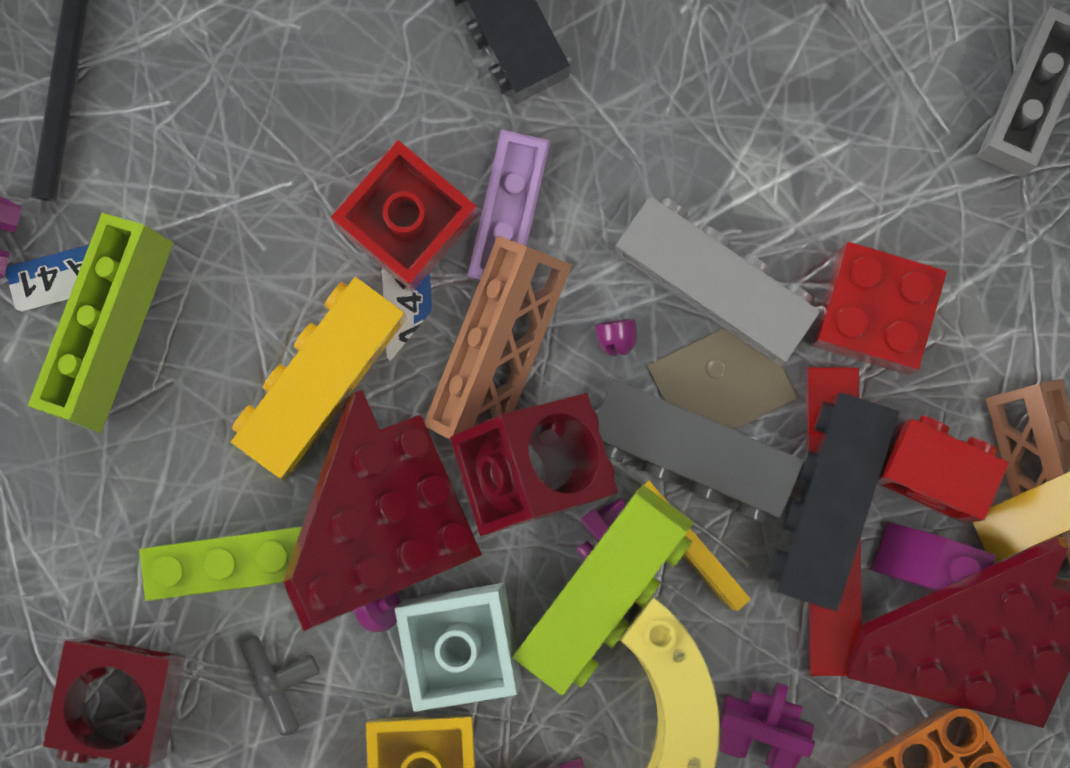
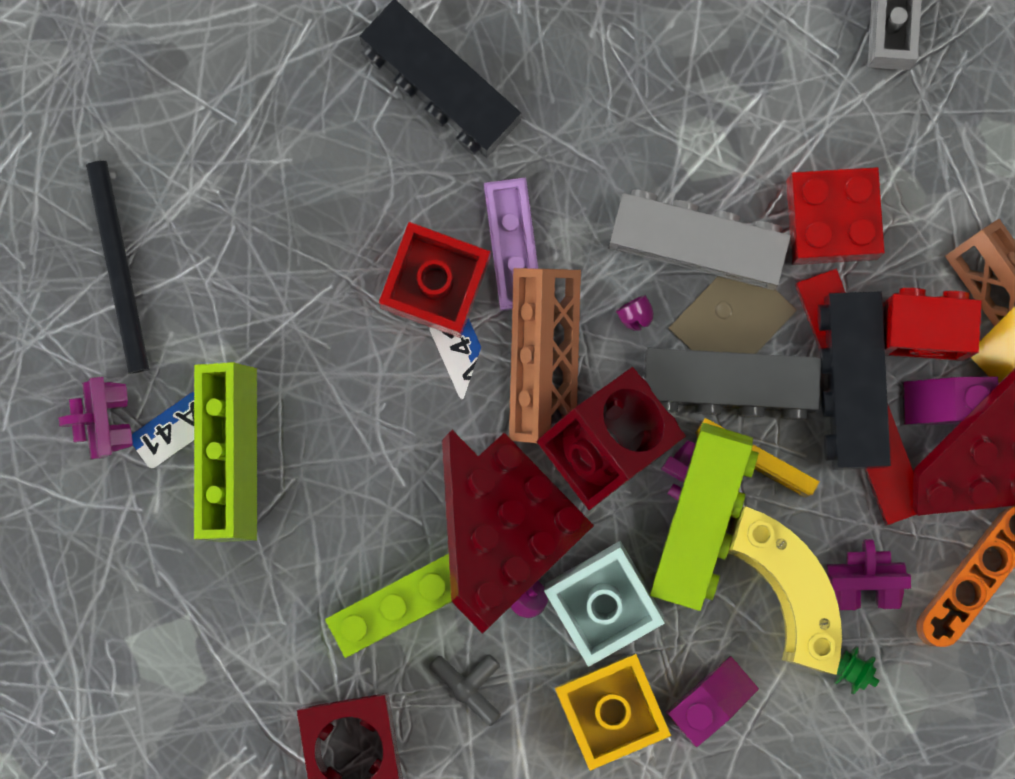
camera: 20 degrees left, 0 degrees up
(318, 378) = (413, 433): yellow brick -> none

